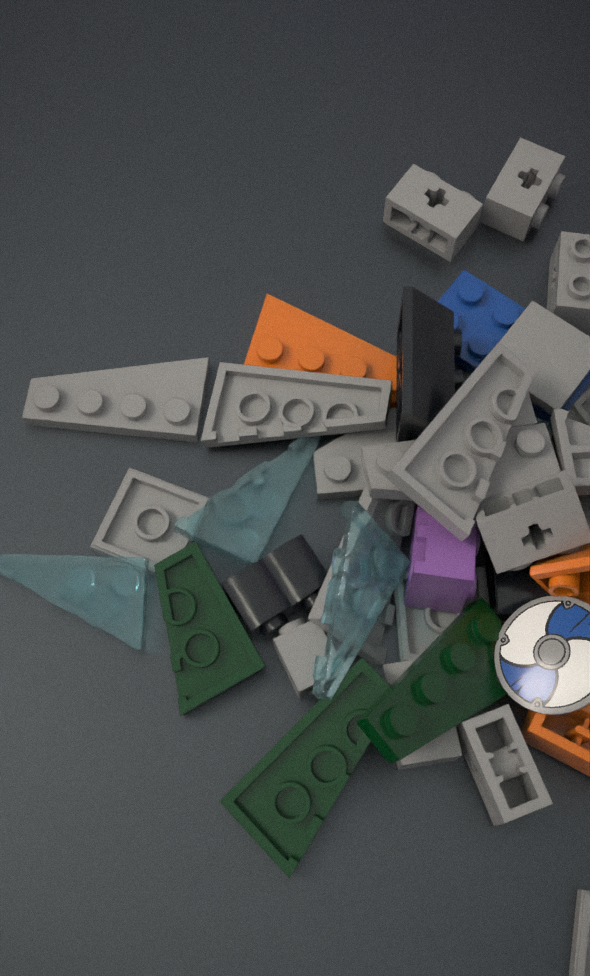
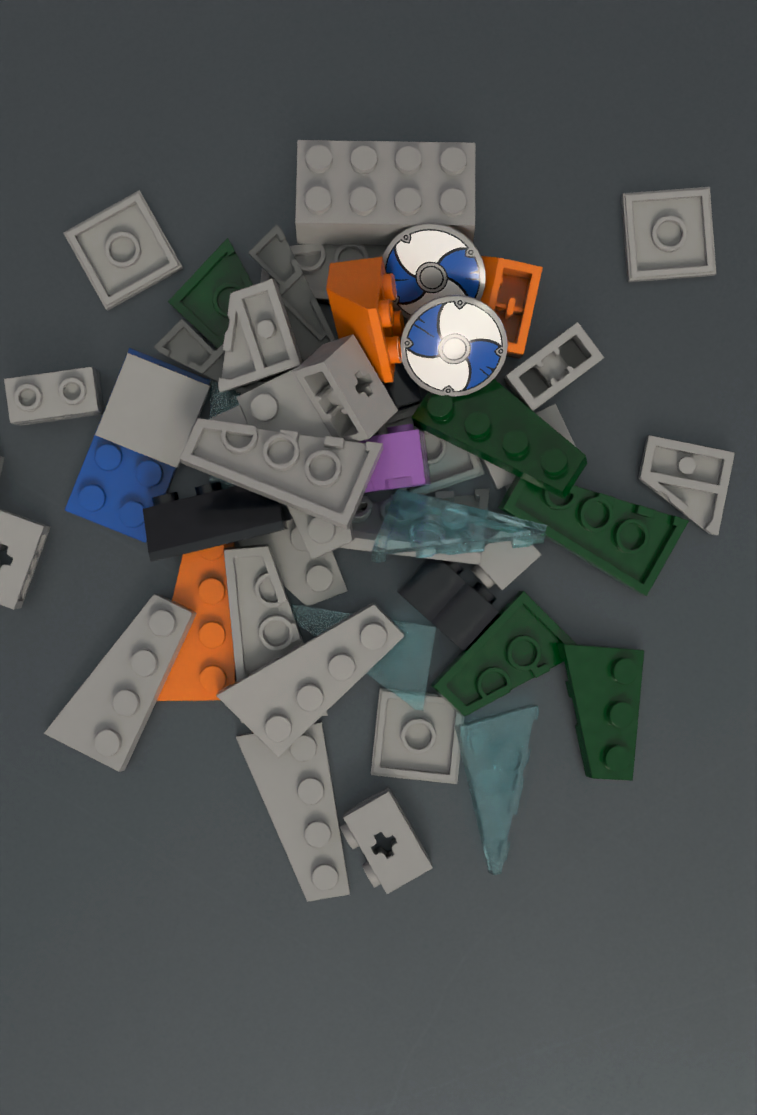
camera: 110 degrees left, 20 degrees up
(36, 469) = (384, 815): none -> light grey brick
(116, 722) = (606, 706): none -> dark green wing
(239, 422) = (299, 687): none -> light grey wing
(284, 274) = (120, 693): none -> light grey wing
(337, 893) = (688, 478): none -> light grey wing

